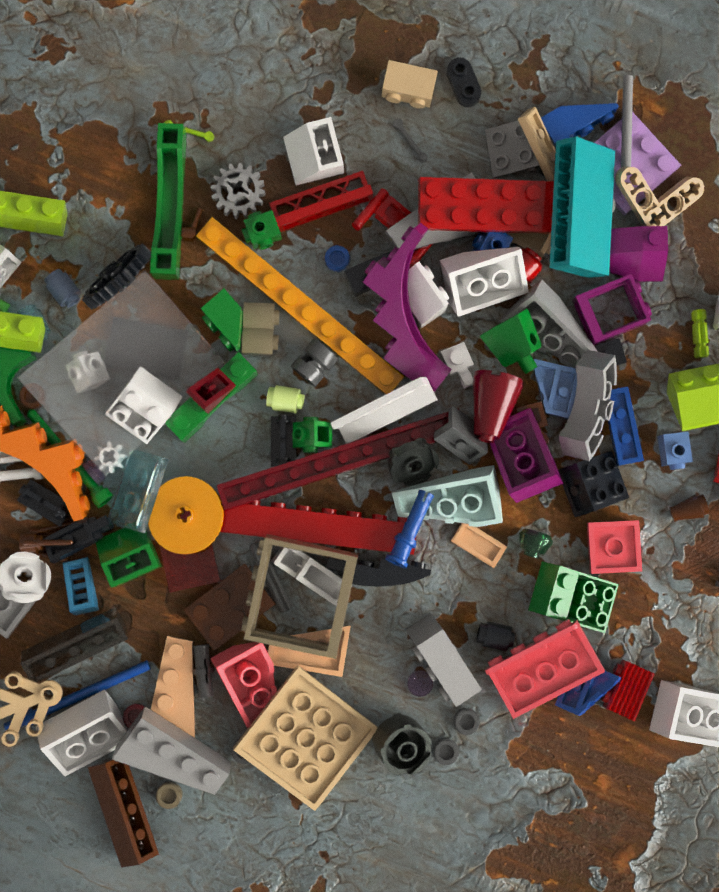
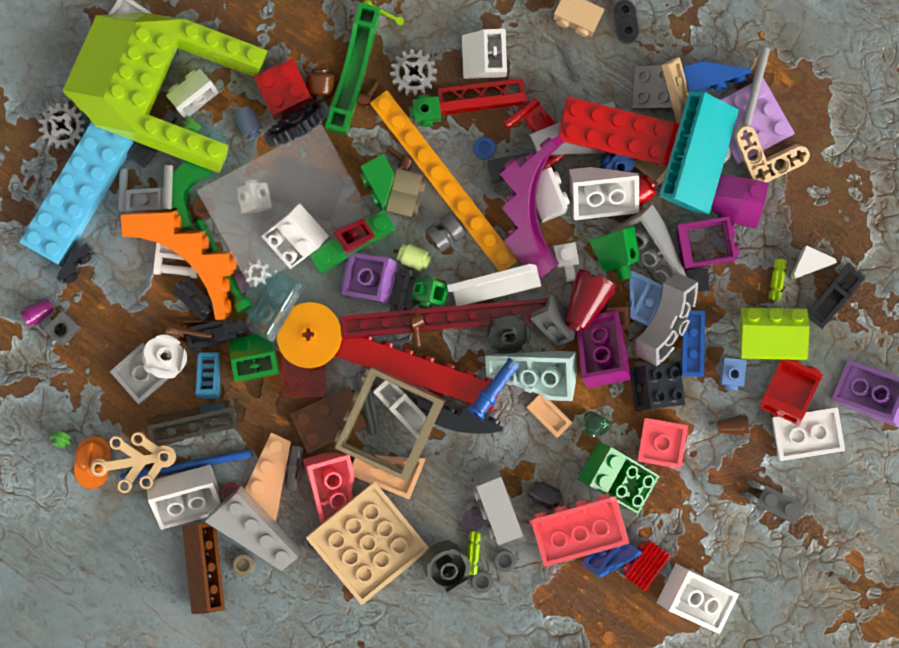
camera: 25 degrees right, 0 degrees up
(93, 240) = (283, 89): none -> red brick
(134, 226) = (320, 83): none -> reddish brown head
(239, 434) = (368, 277): none -> medium lavender slope
(251, 293) = (405, 162): none -> reddish brown hand
(304, 472) = (415, 322): none -> reddish brown hand
(428, 718) = (473, 551): none -> lime axle

